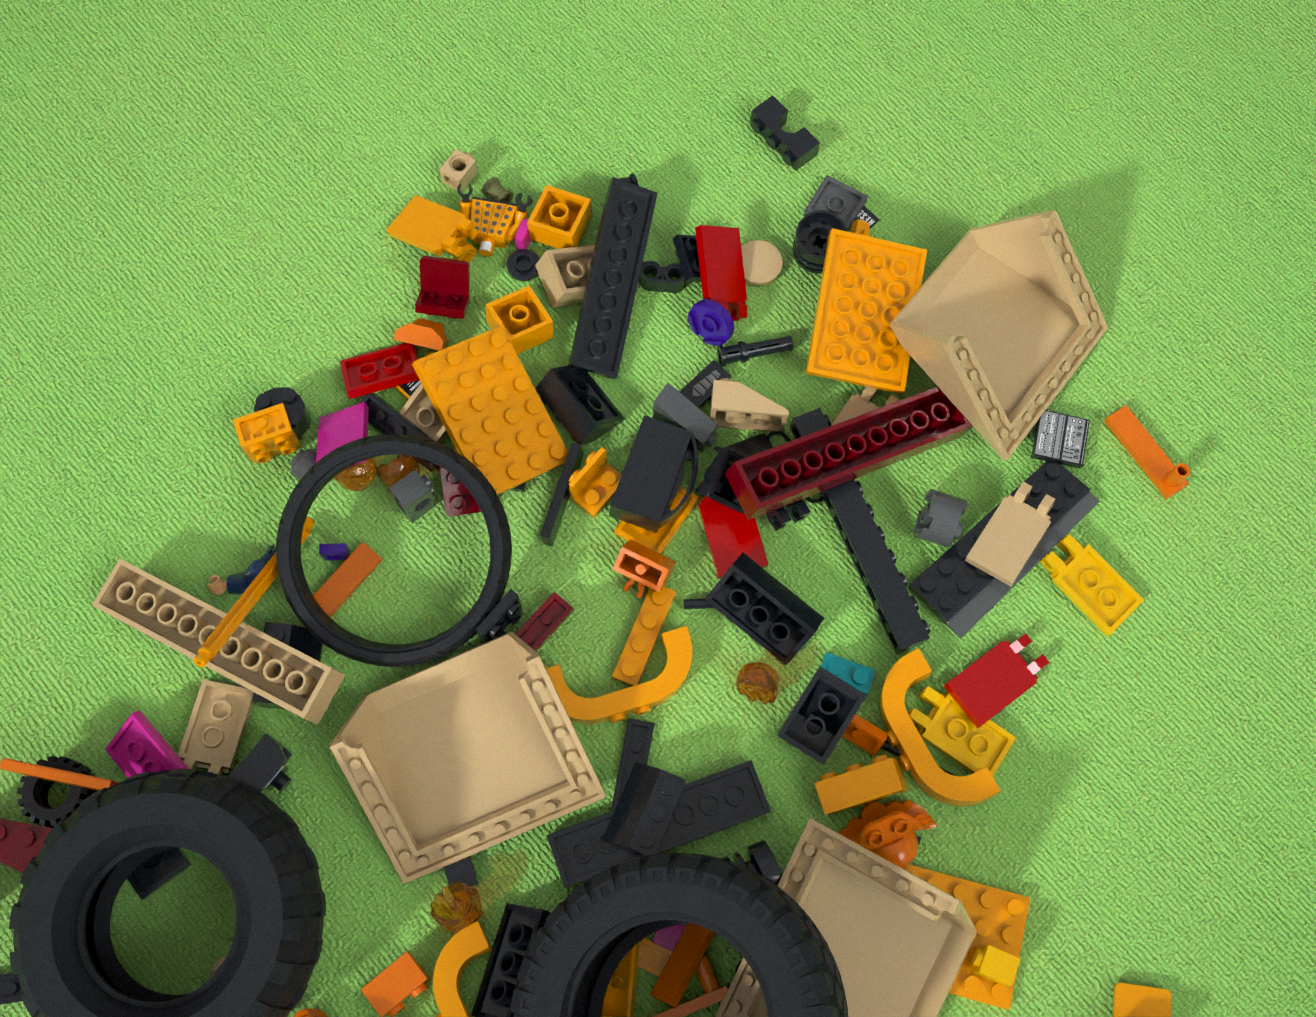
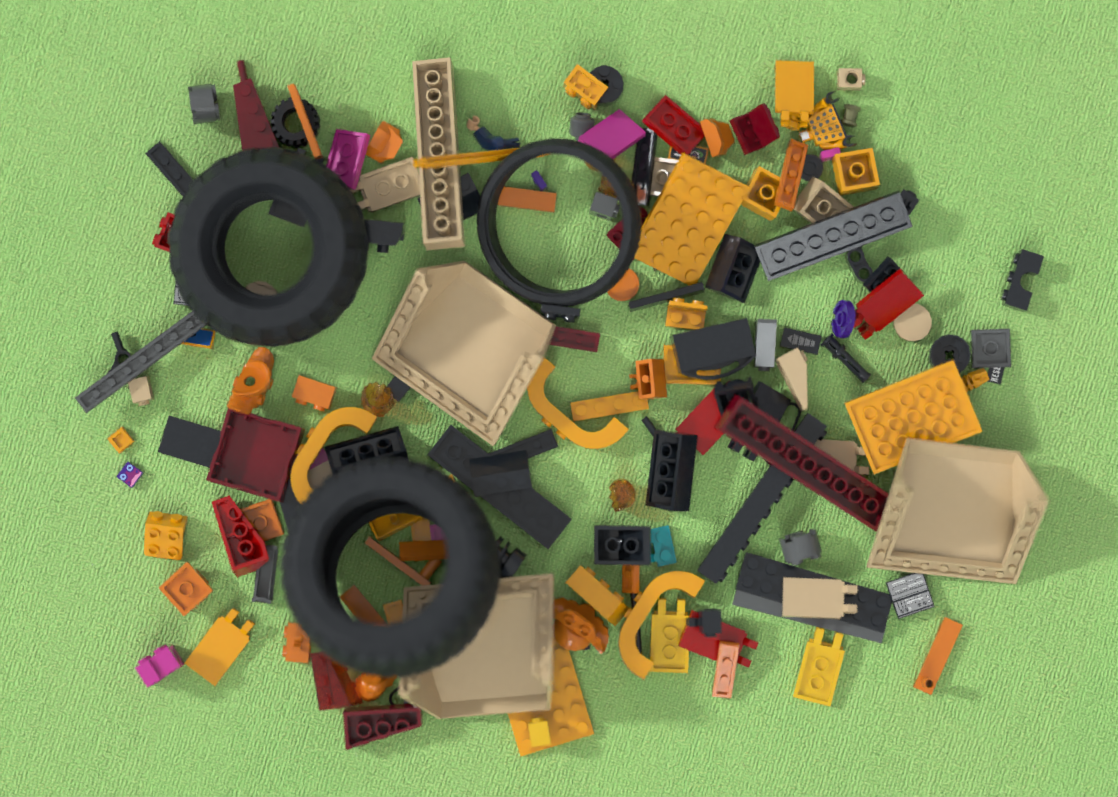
camera: 65 degrees right, 15 degrees up
(163, 703) = (384, 143): none -> orange slope
(518, 280) = (791, 174): none -> orange tile
(523, 532) = (626, 287): none -> orange piece
(972, 672) = (708, 621): none -> black brick
(1037, 690) = (725, 669): none -> orange tile

